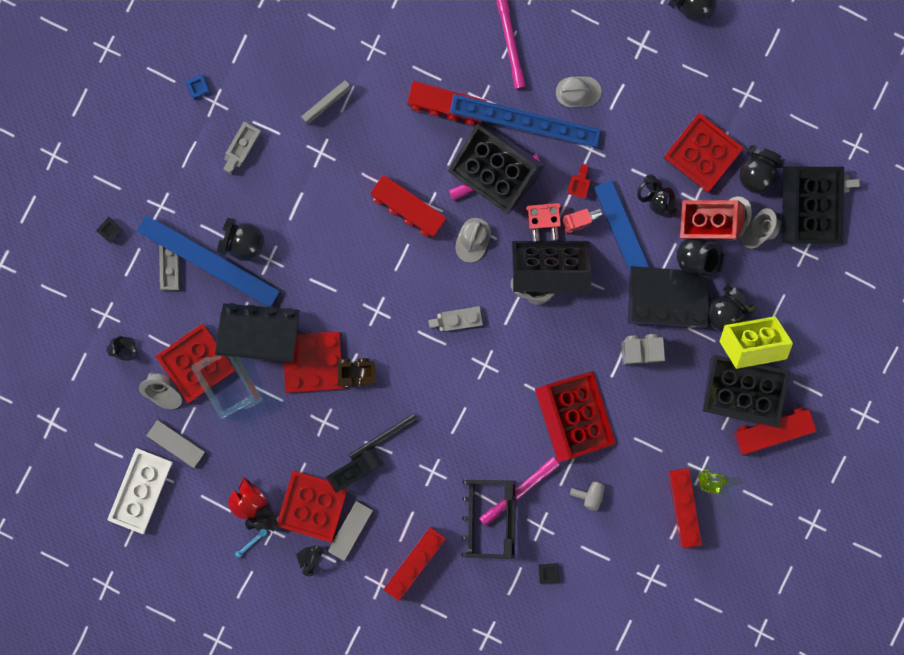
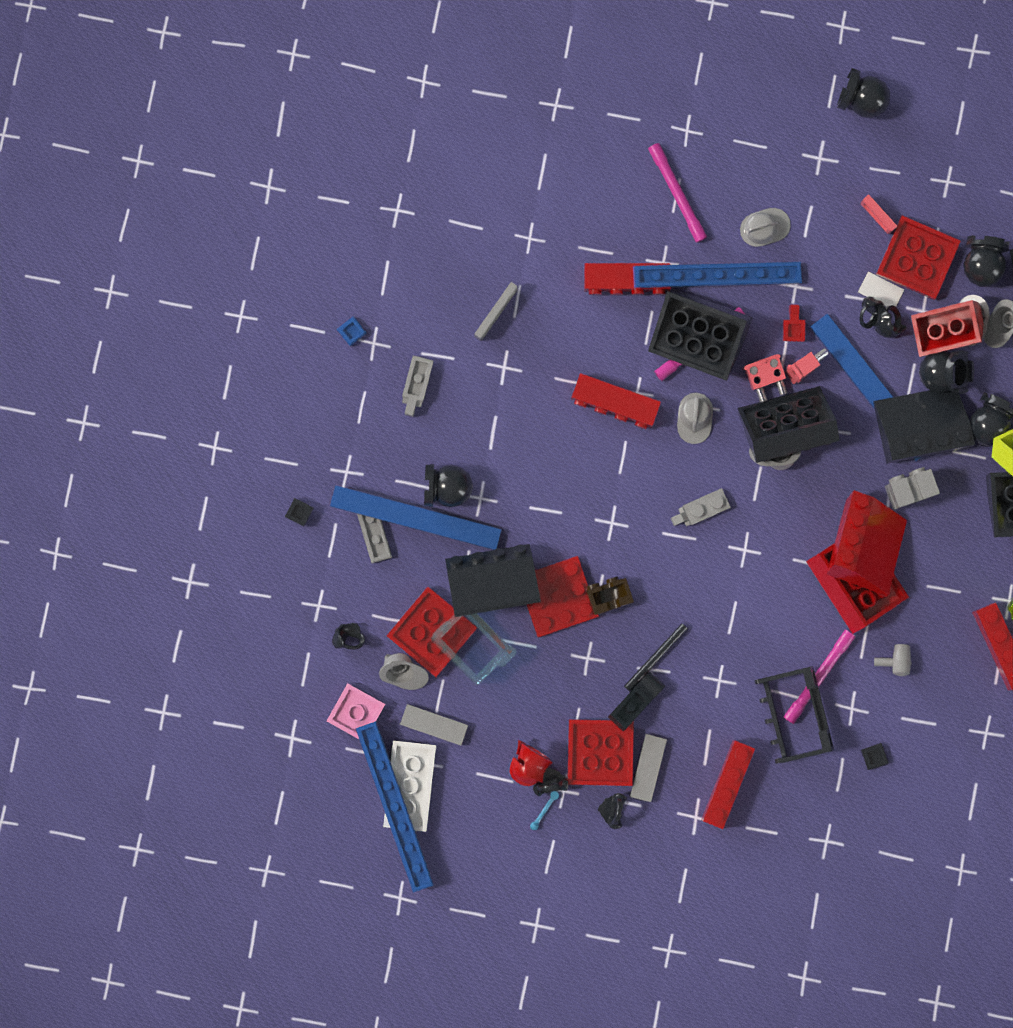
camera: 15 degrees left, 0 degrees up
(111, 415) = (354, 710): none -> bright pink plate
(121, 505) = (394, 806): none -> blue tile
(591, 387) = (867, 543): none -> red slope
(663, 172) = (880, 290): none -> white sticker
(678, 106) = (878, 214): none -> coral tile

